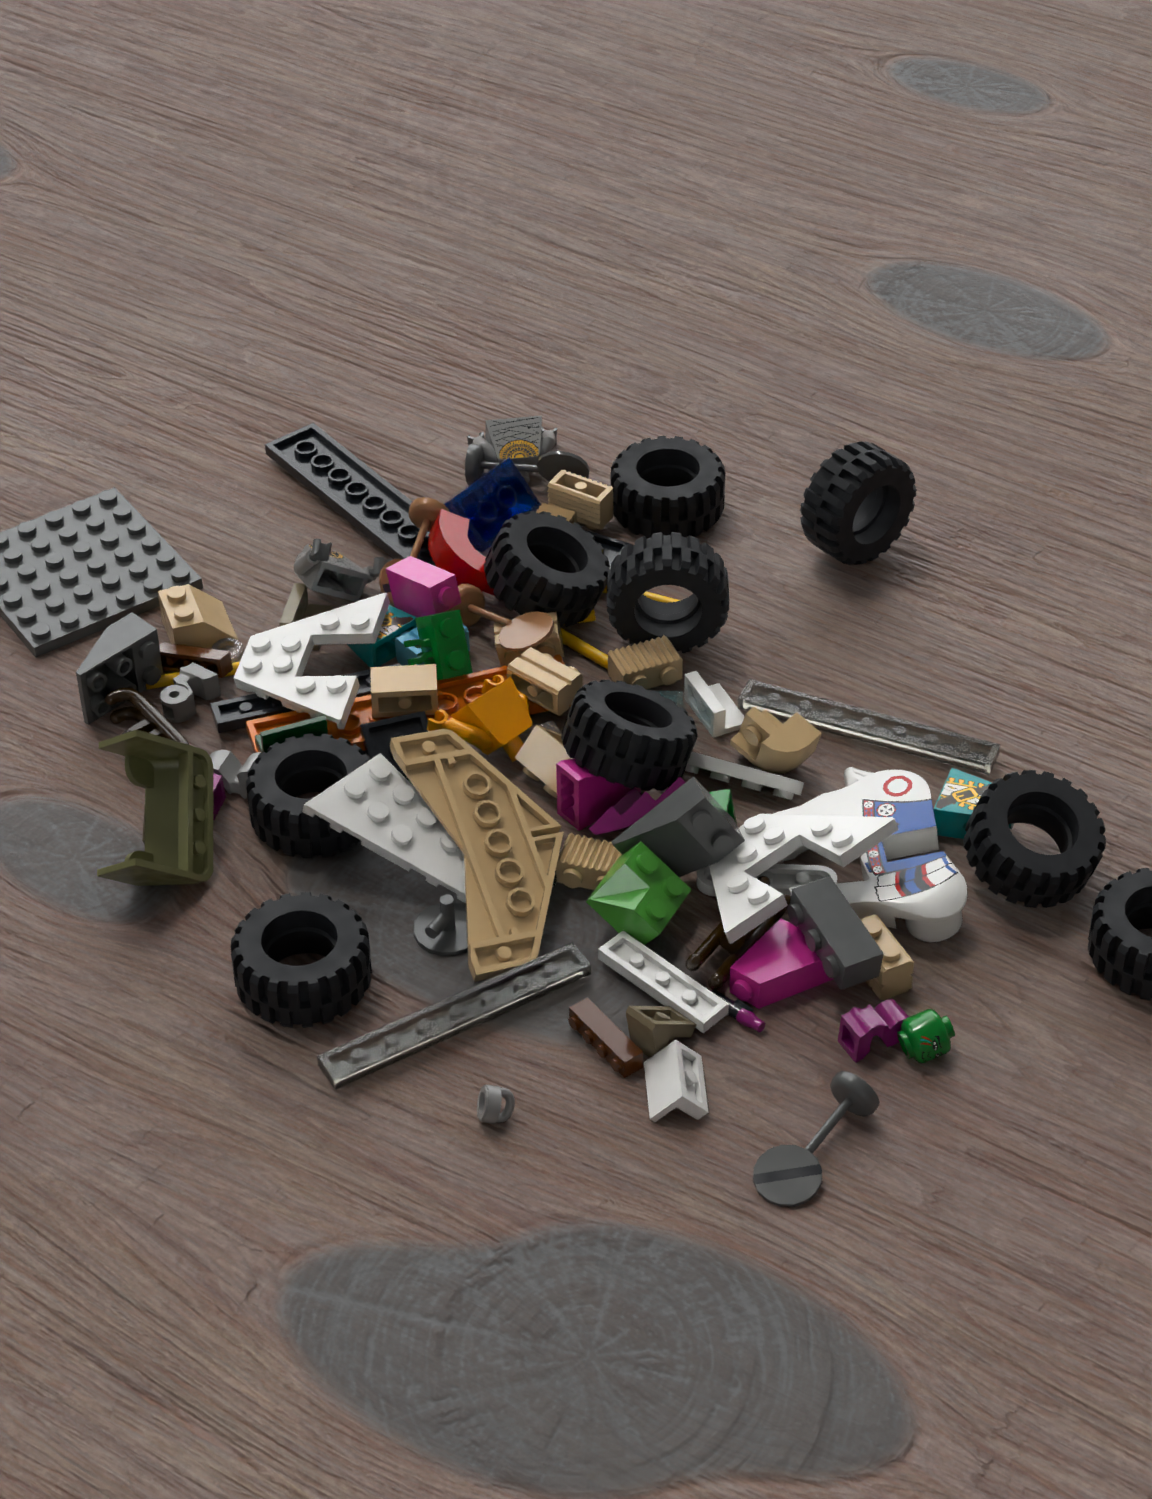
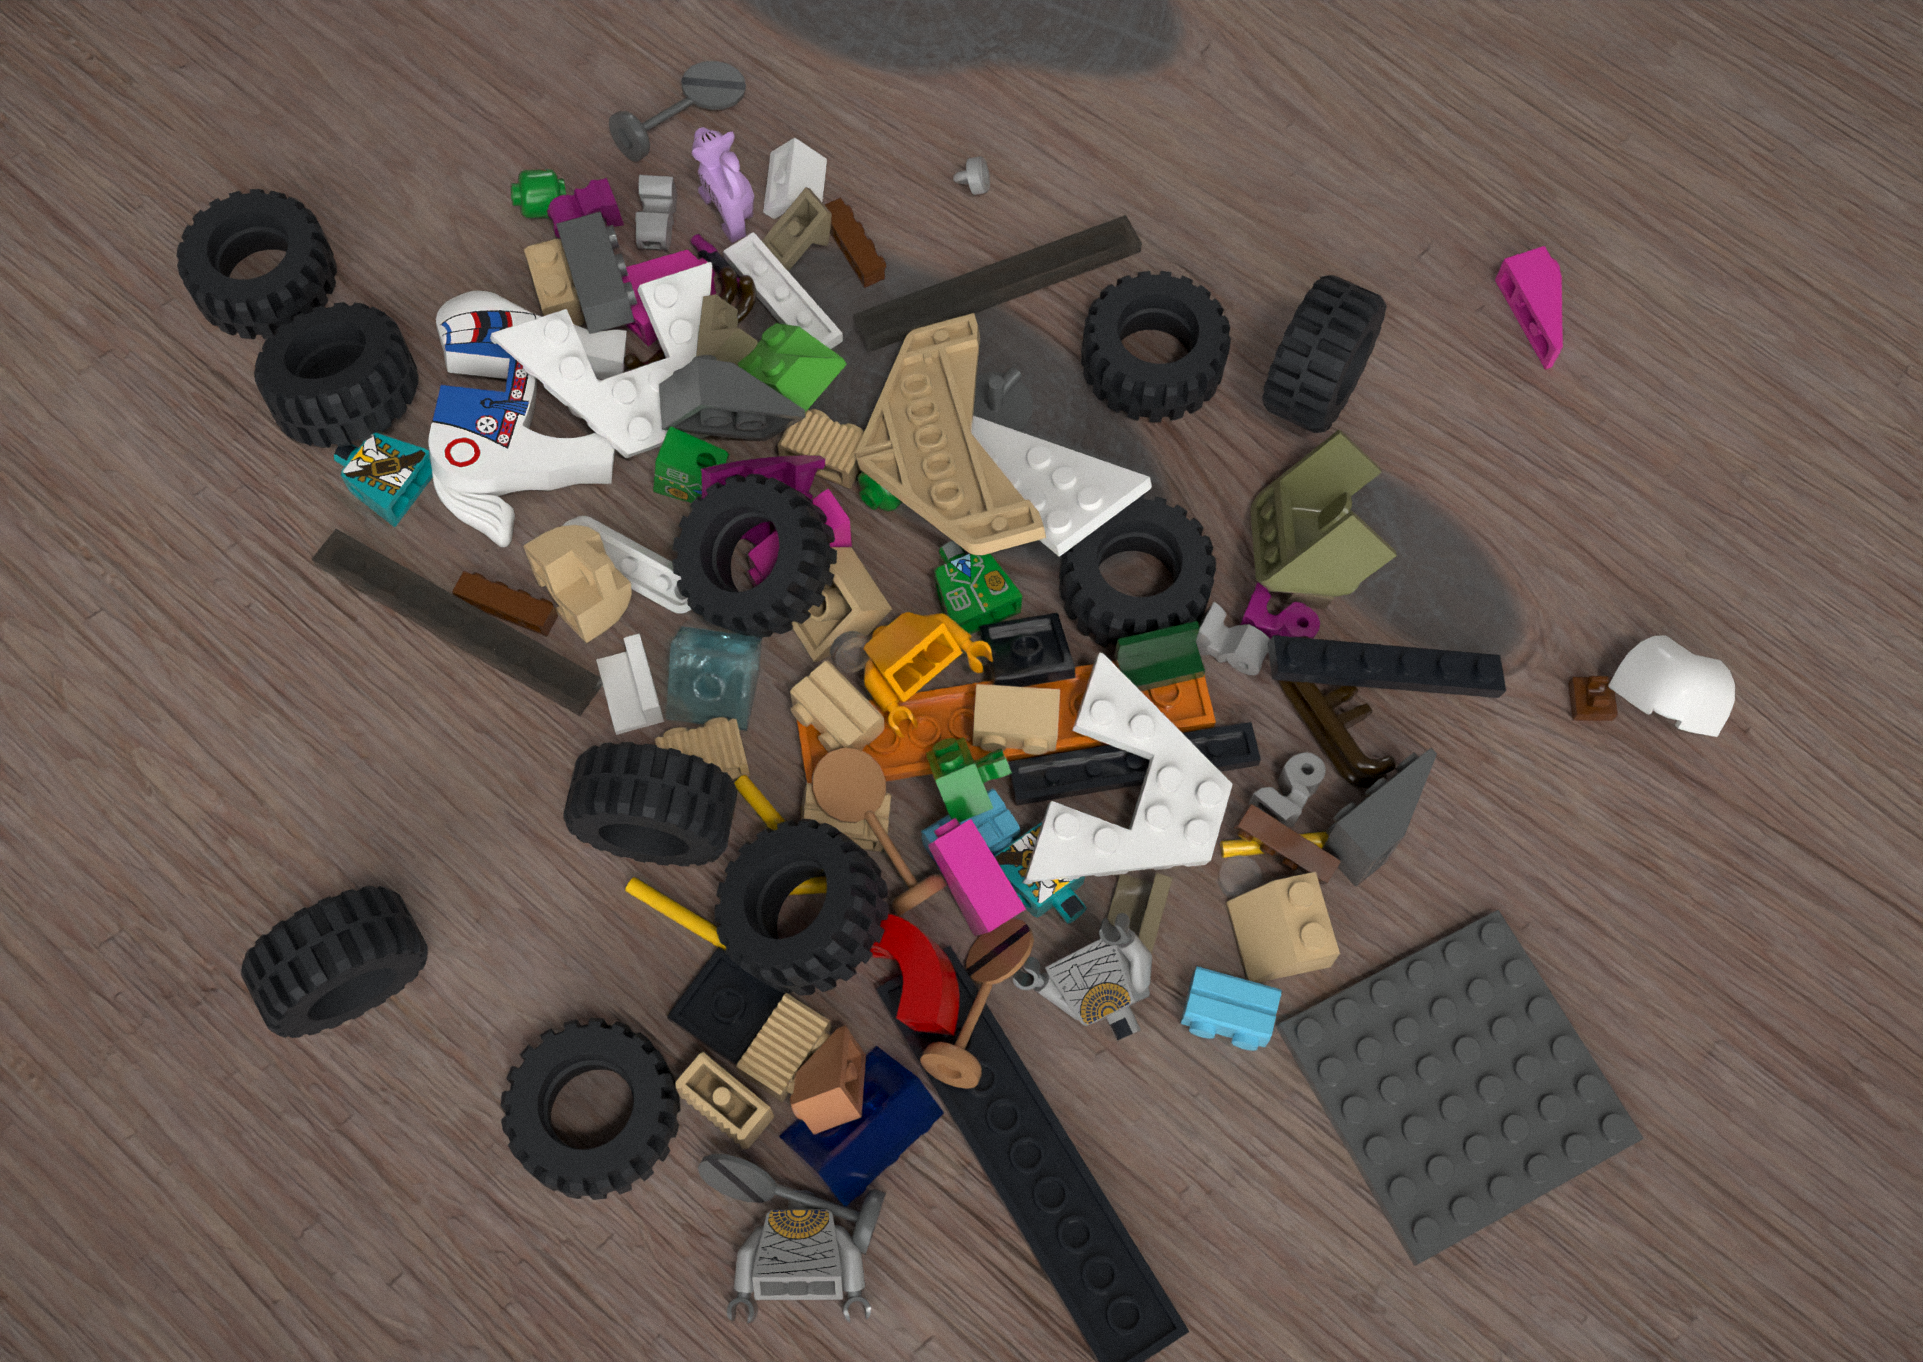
camera: 175 degrees left, 25 degrees up
(89, 760) = (1386, 666): none -> black plate
(143, 926) = (1323, 353): none -> black tyre
(236, 579) = (1230, 1008): none -> medium azure brick
(506, 500) = (830, 1083): none -> nougat slope
(703, 891) = (720, 333): none -> dark tan slope
(740, 1037) = (723, 180): none -> lavender animal
(805, 1033) = (656, 220): none -> light grey leg
(846, 745) = (505, 603): none -> reddish brown piece

